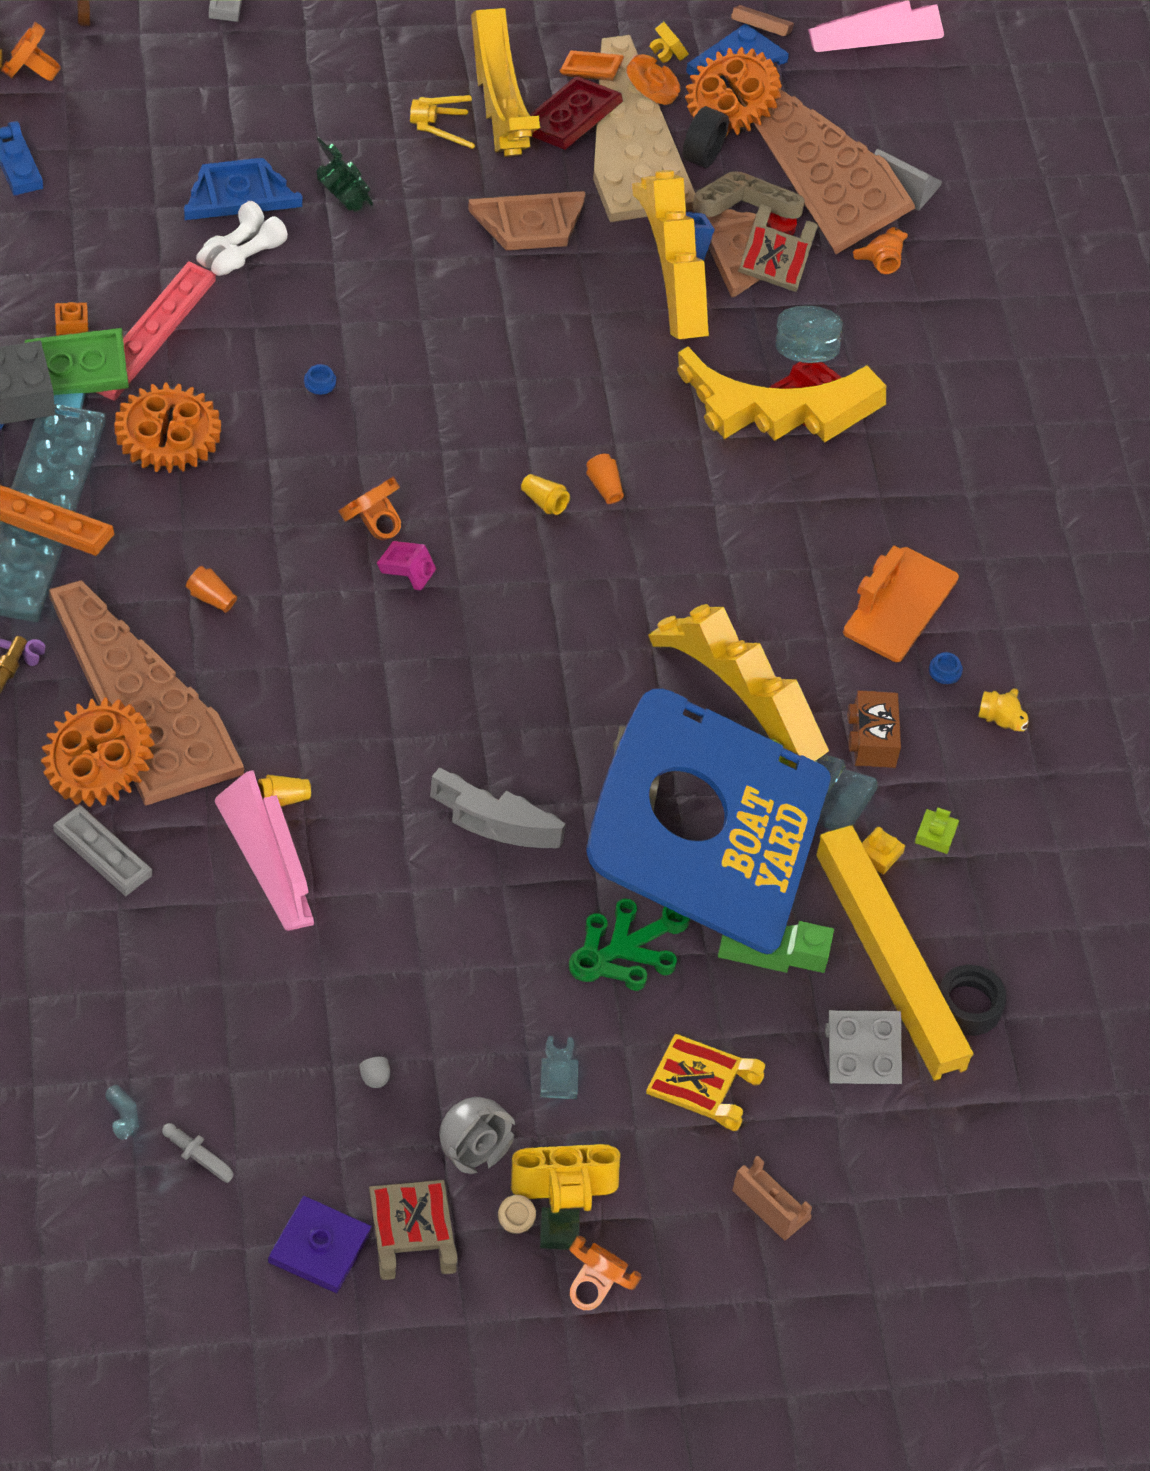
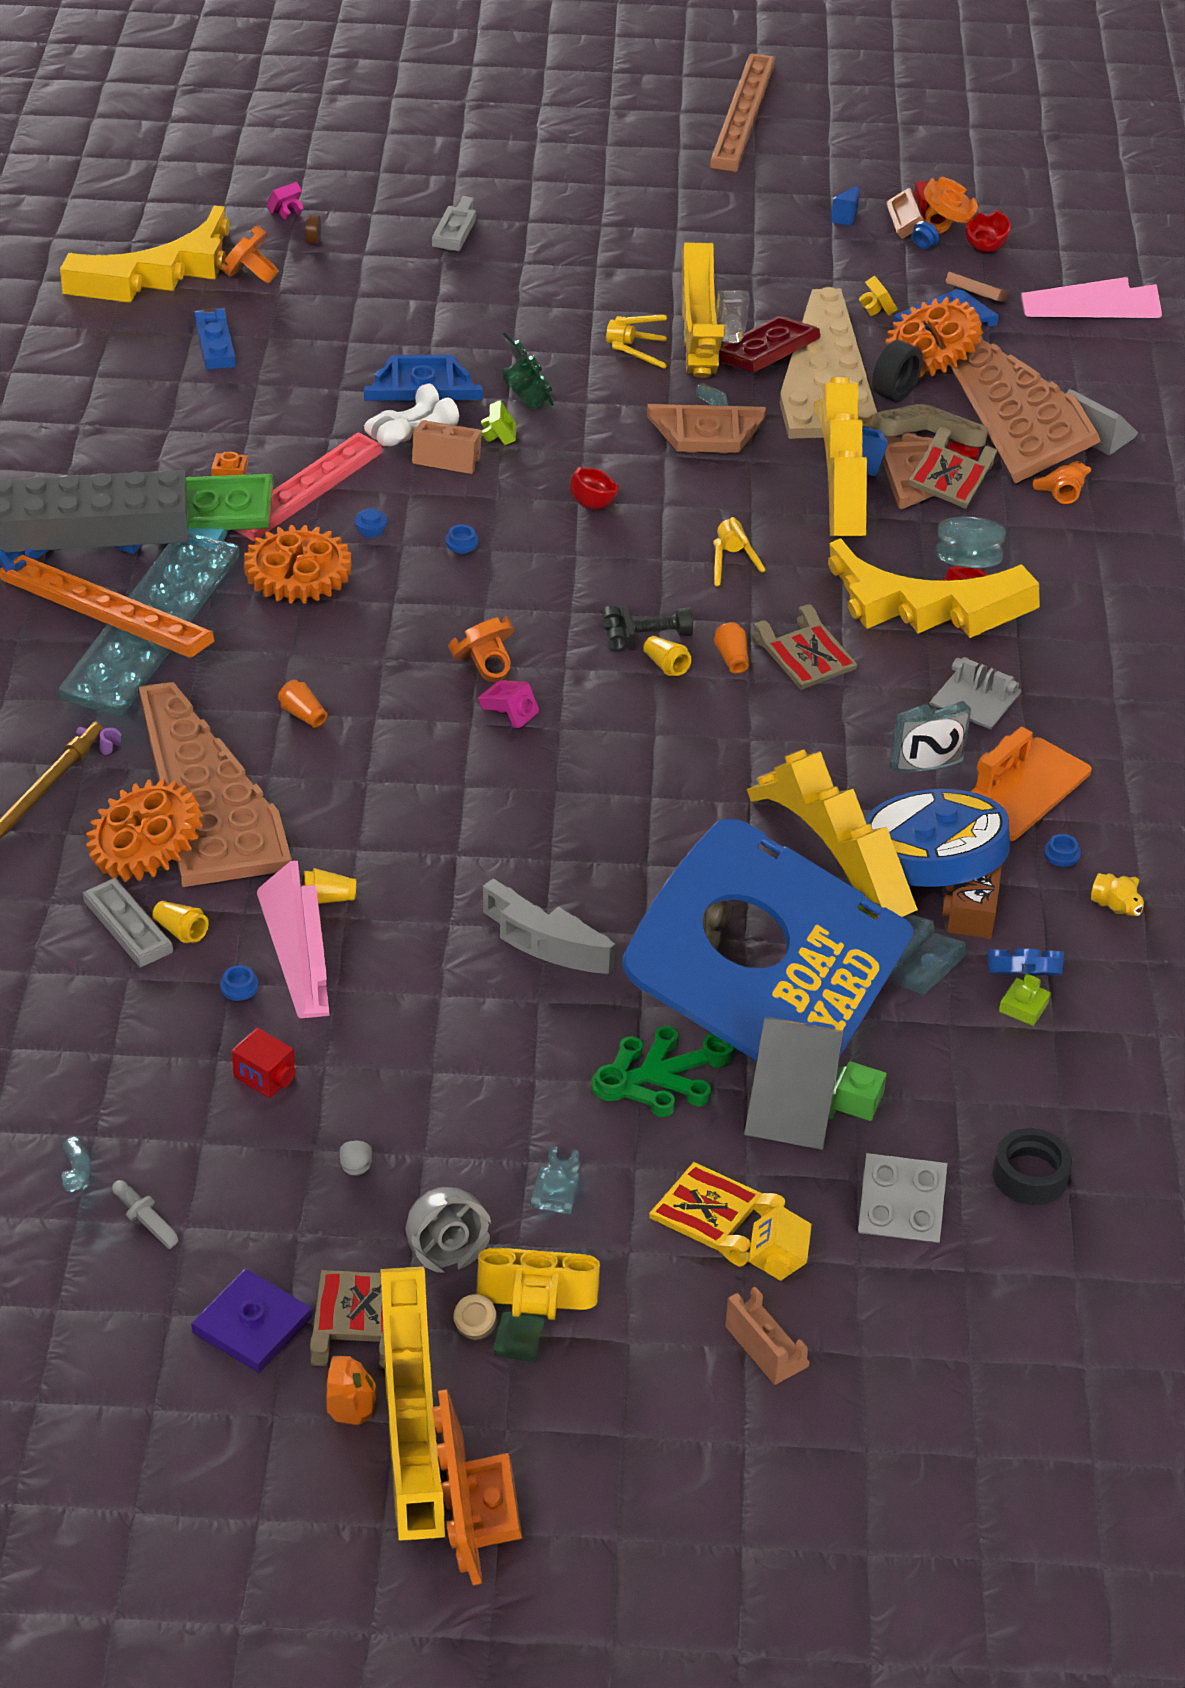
camera: 15 degrees right, 10 degrees down
(155, 844) = (182, 921): none -> yellow cone
(225, 904) = (239, 983): none -> blue plate
(226, 368) = (370, 522): none -> blue plate
(270, 986) = (263, 1063): none -> red brick
(281, 271) = (446, 446): none -> nougat hinge
(327, 238) = (499, 424): none -> lime tile
(426, 1303) = (350, 1391): none -> orange rock
(436, 306) = (592, 488): none -> red hair
(490, 1338) = (410, 1405): none -> yellow arch
(501, 477) = (680, 621): none -> pearl dark grey bar
(532, 182) = (711, 395): none -> clear light blue arm
(533, 86) = (732, 313): none -> clear tile
(560, 1385) = (476, 1492): none -> orange bracket
(582, 352) = (732, 539): none -> yellow plant
(591, 65) = (797, 308): orange tile -> none
(601, 1269) = (553, 1381): orange tile -> none
(652, 80) = (854, 324): orange tile -> none
(675, 473) = (808, 653): none -> dark tan flag
(755, 950) = (794, 1082): none -> dark grey tile
(769, 1107) = (780, 1242): none -> yellow brick
(810, 565) = (930, 738): none -> slope
(840, 505) = (985, 694): none -> light grey hinge
(842, 667) = (944, 835): none -> blue piece
(882, 849) = (958, 1012): yellow tile -> none
(893, 952) = (953, 1111): yellow tile -> none
(930, 796) = (1025, 962): none -> blue plate

